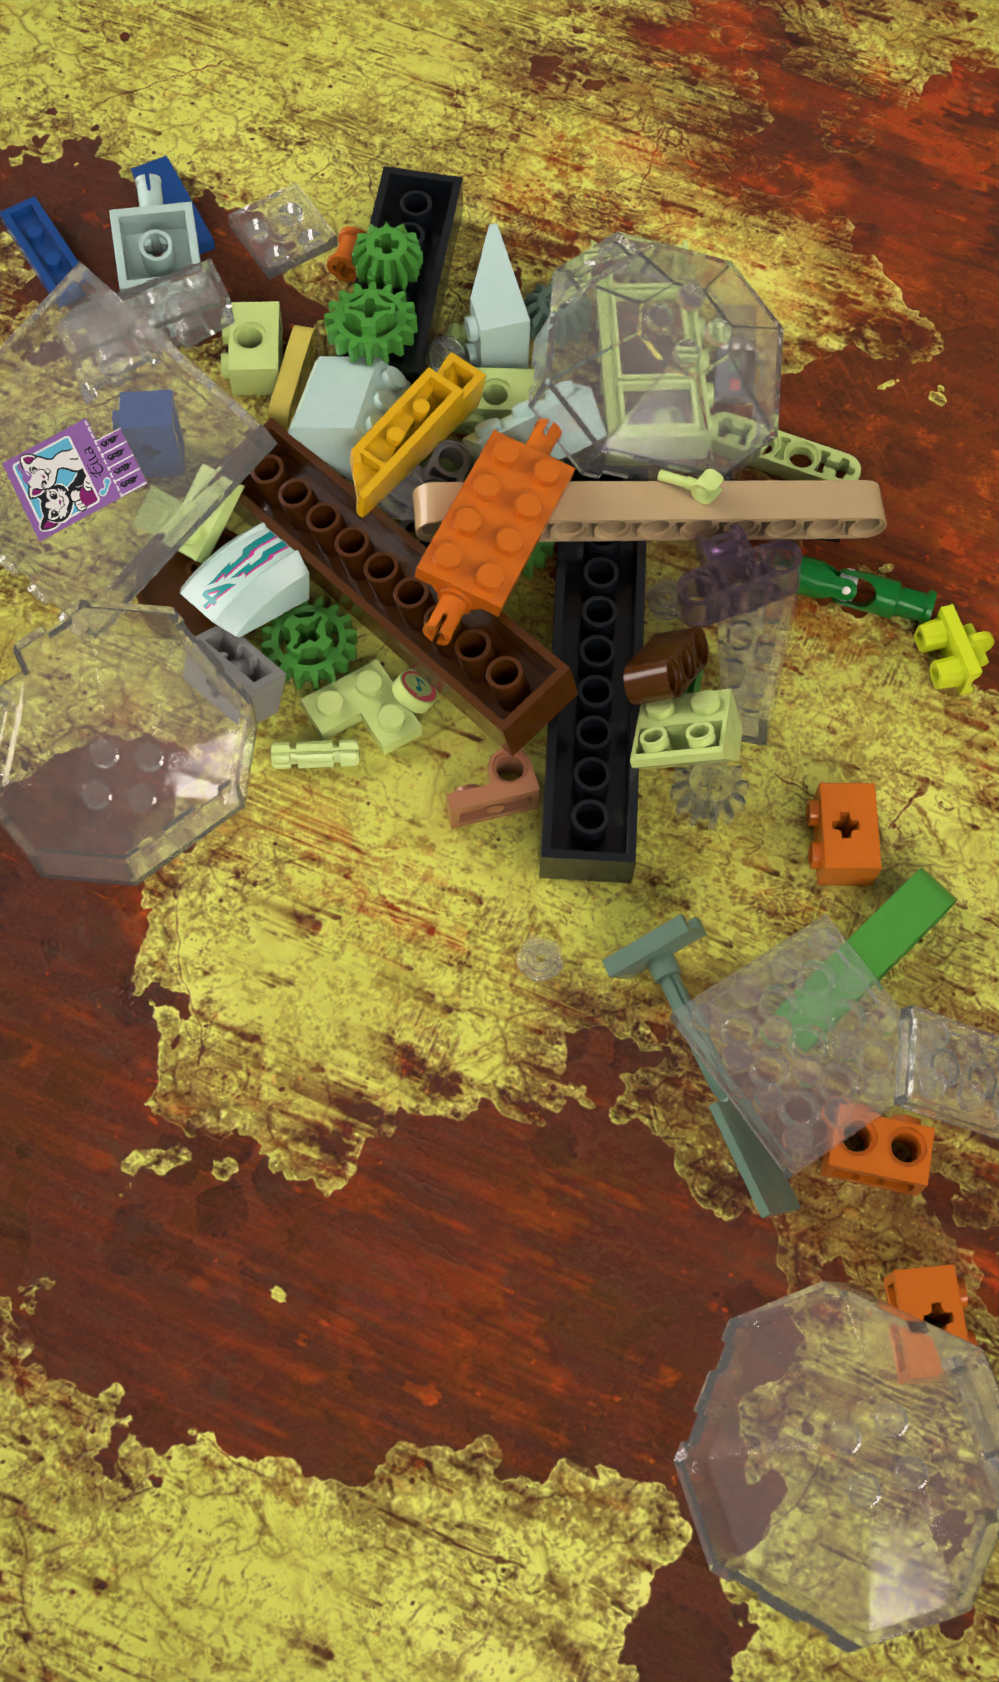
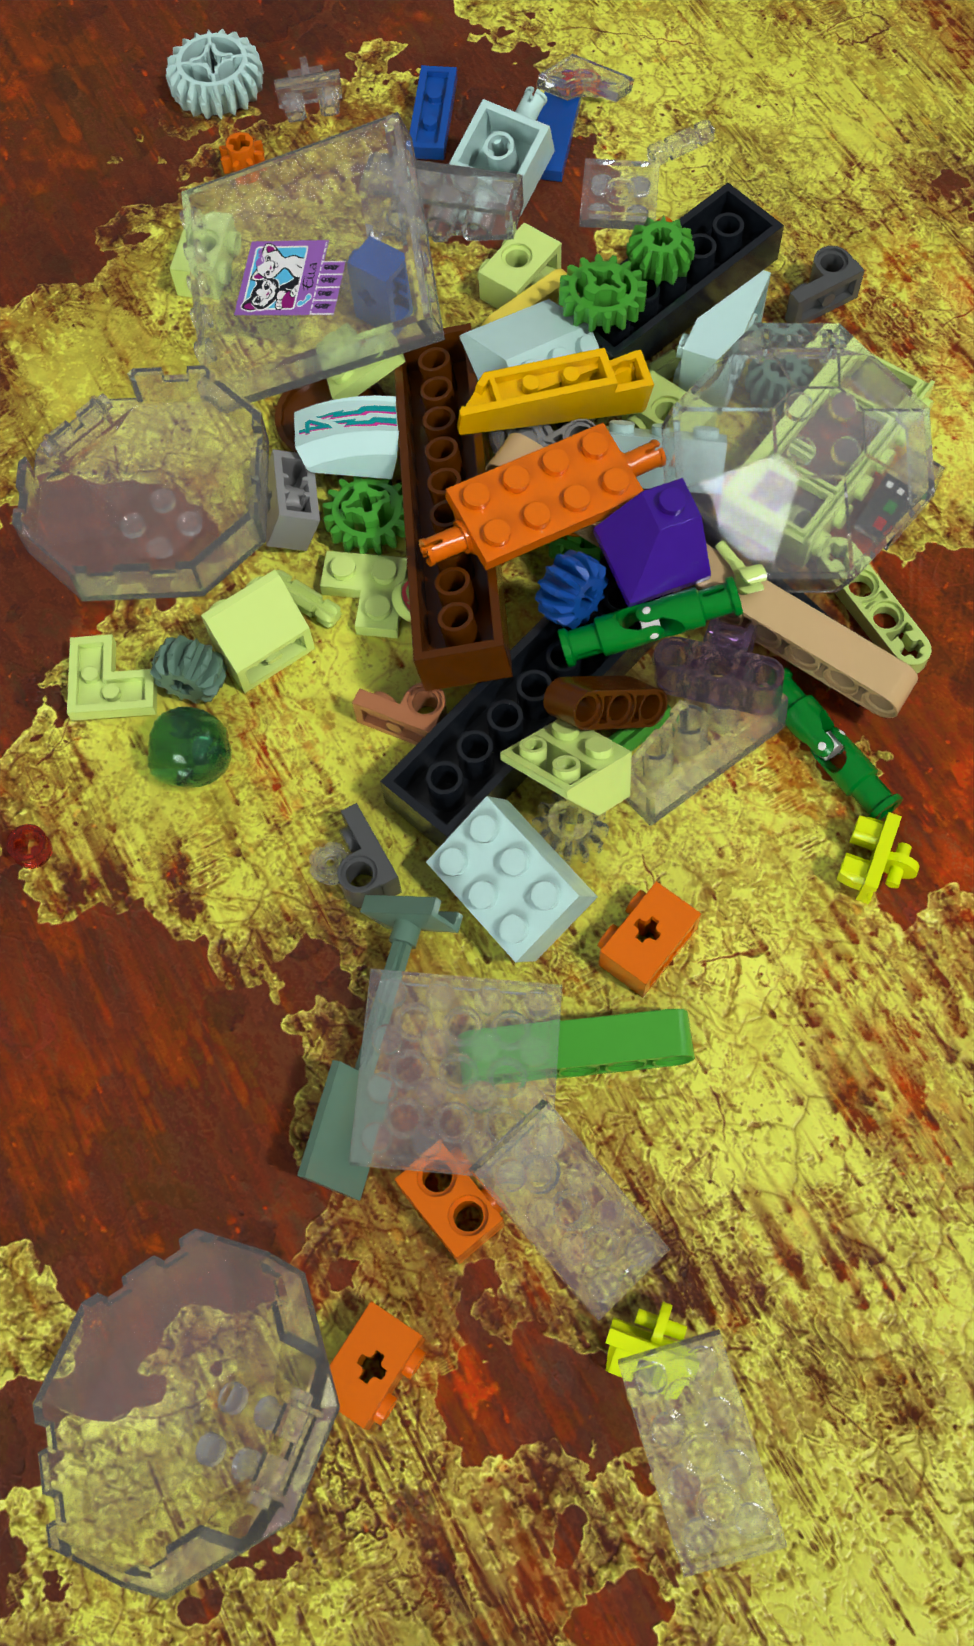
camera: 45 degrees right, 0 degrees up
(159, 145) = (584, 78): none -> clear tile
(207, 958) = (99, 689): none -> yellowish green plate
(248, 1139) = (20, 838): none -> clear red bush
(278, 881) = (188, 669): none -> sand green gear
(295, 155) = (681, 142): none -> clear axle
(312, 807) = (258, 630): none -> yellowish green slope
(339, 948) = (188, 748): none -> clear green piece
(442, 348) = (657, 355): clear plate -> none
(525, 208) = (832, 283): none -> dark grey plate
(571, 588) = (571, 589): none -> blue gear
(575, 929) = (365, 858): none -> dark grey plate
(616, 505) = (655, 543): none -> dark purple slope
(670, 558) = (658, 618): none -> green piece
(710, 862) = (511, 879): none -> light aqua brick

